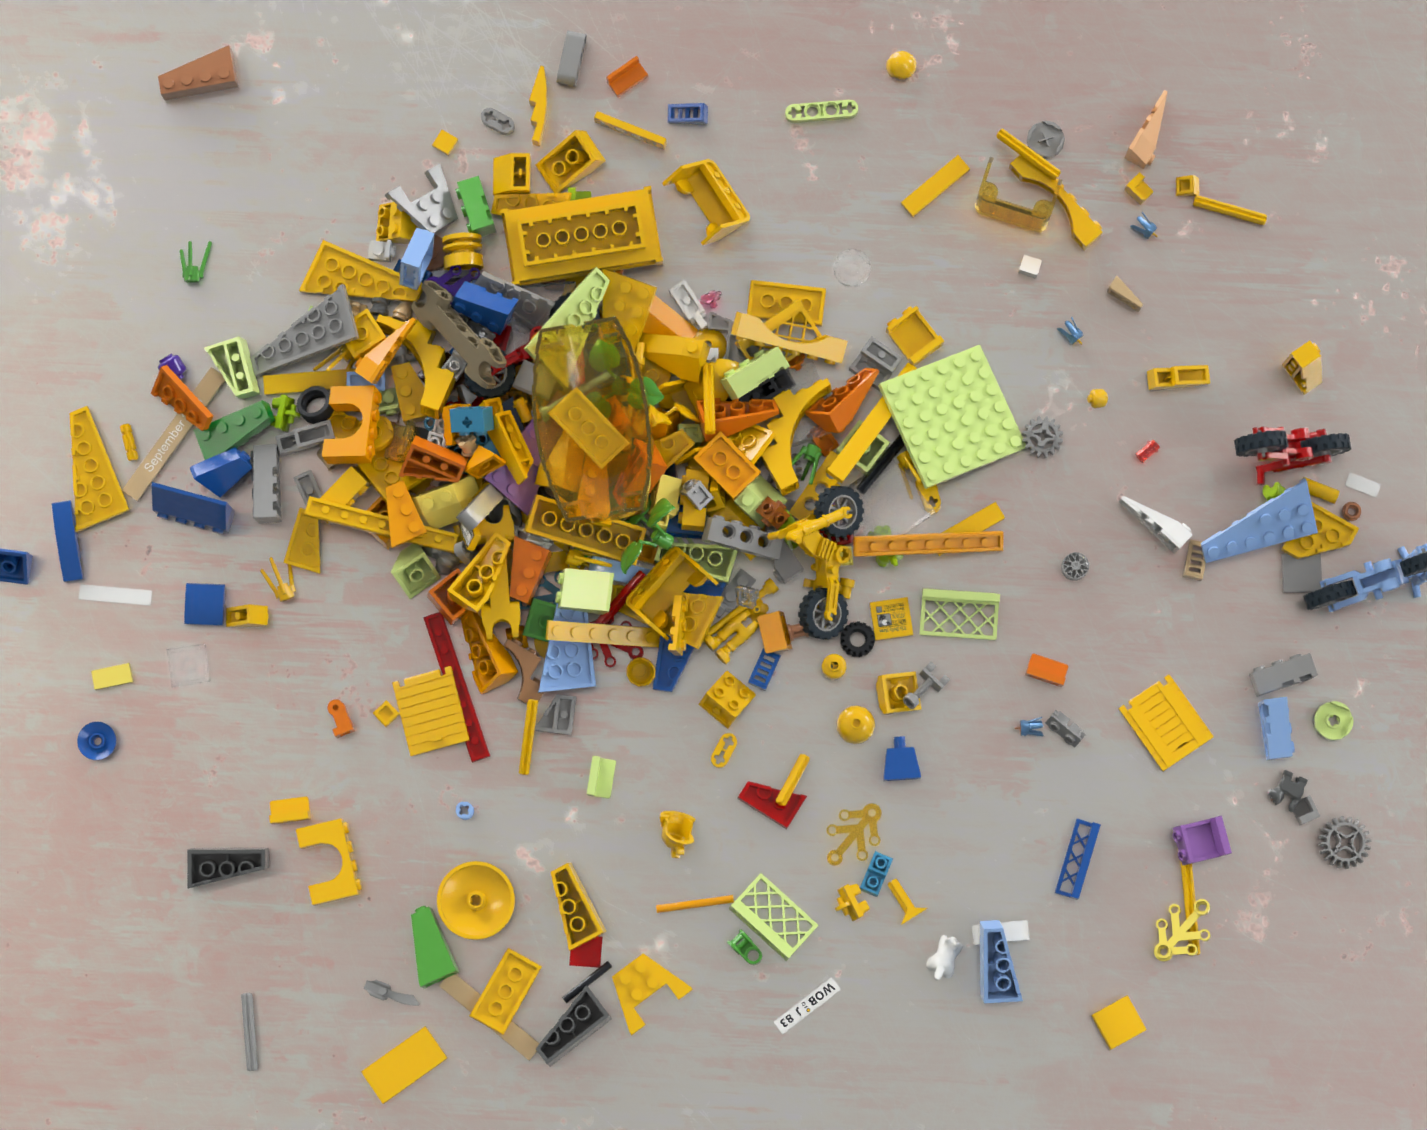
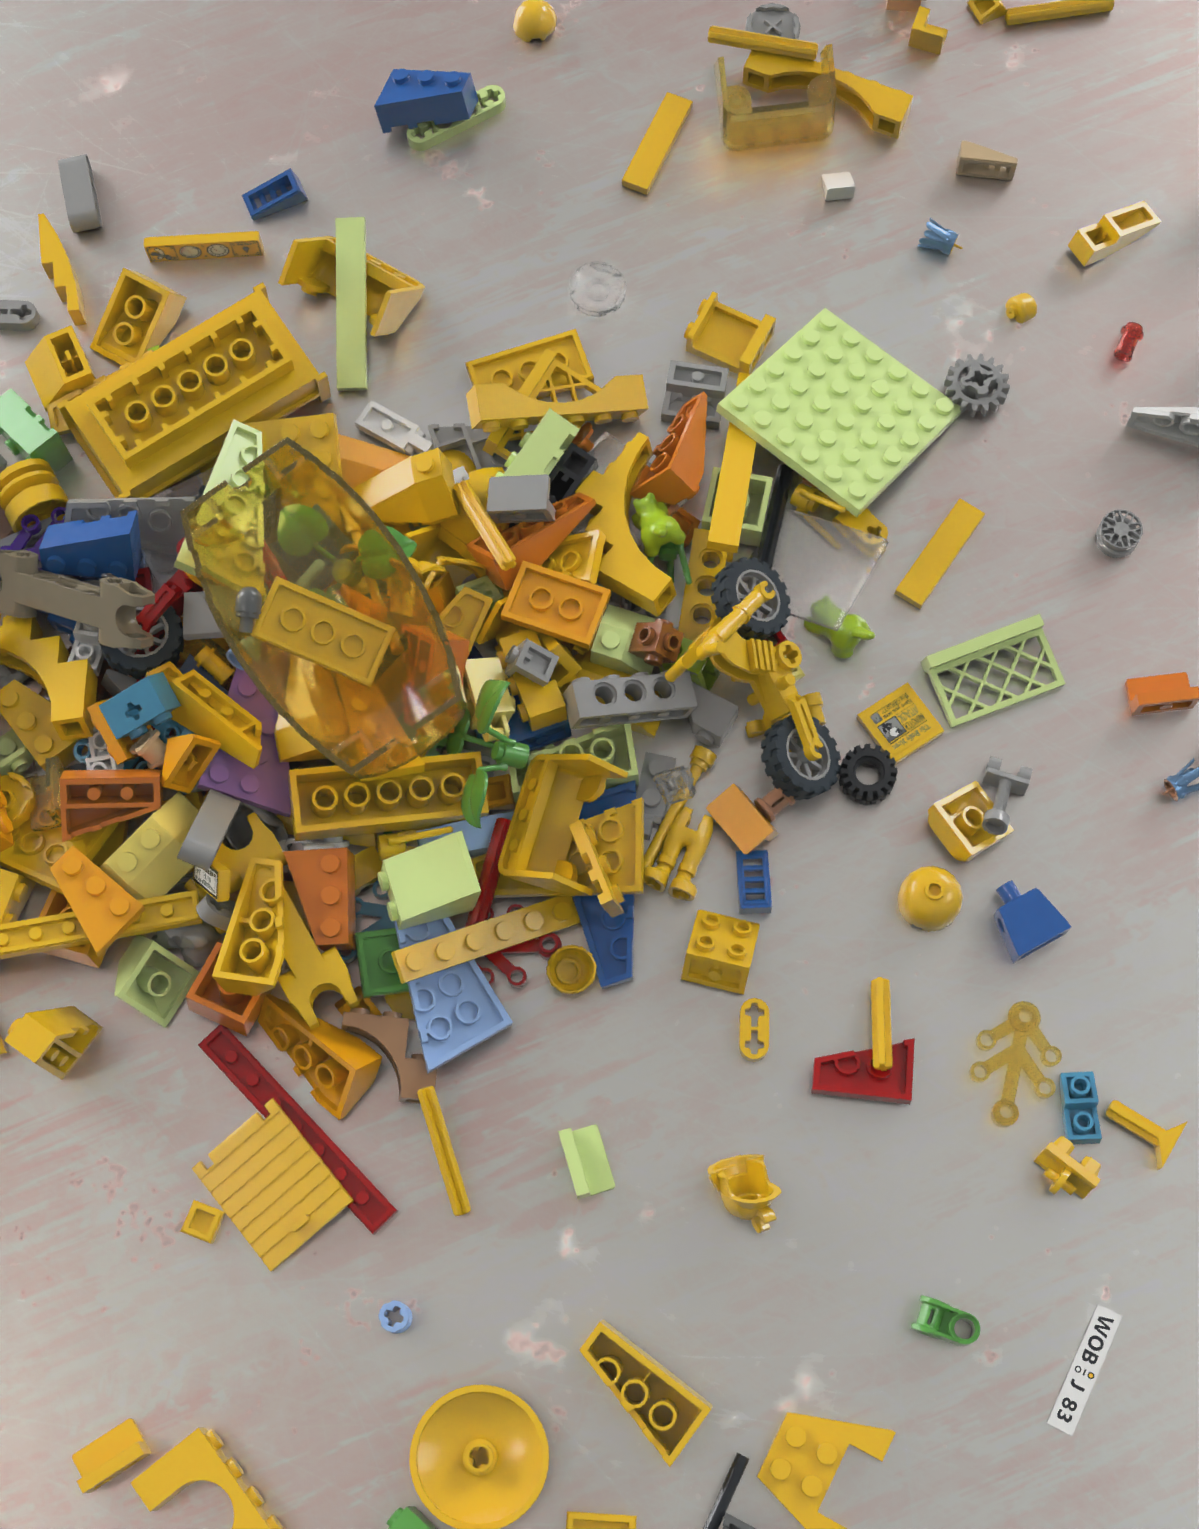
camera: 25 degrees left, 10 degrees down
(341, 717) = (133, 1263): orange leg -> none
(349, 579) = (53, 1037): none -> yellow wedge
(553, 399) = (248, 607): none -> dark grey cylinder
(558, 716) = (476, 1097): light grey wing -> none
(587, 954) = (700, 1458): red sticker -> none
(626, 77) = (166, 184): orange panel -> none
(695, 903) = (828, 1290): light orange bar -> none
(700, 212) = (351, 304): none -> yellowish green tile
(711, 298) = (421, 410): clear pink plant -> none
(735, 393) = (520, 499): none -> light grey panel
(762, 929) = (956, 1280): yellowish green fence -> none
(763, 608) = (699, 807): yellow plant -> none
(806, 94) = (425, 96): none -> blue wedge
(808, 440) = (655, 525): none -> lime animal
(832, 673) = (859, 836): yellow head -> none
(928, 543) = (898, 591): light orange tile -> none
(1150, 227) = (965, 72): flat silver piece -> none

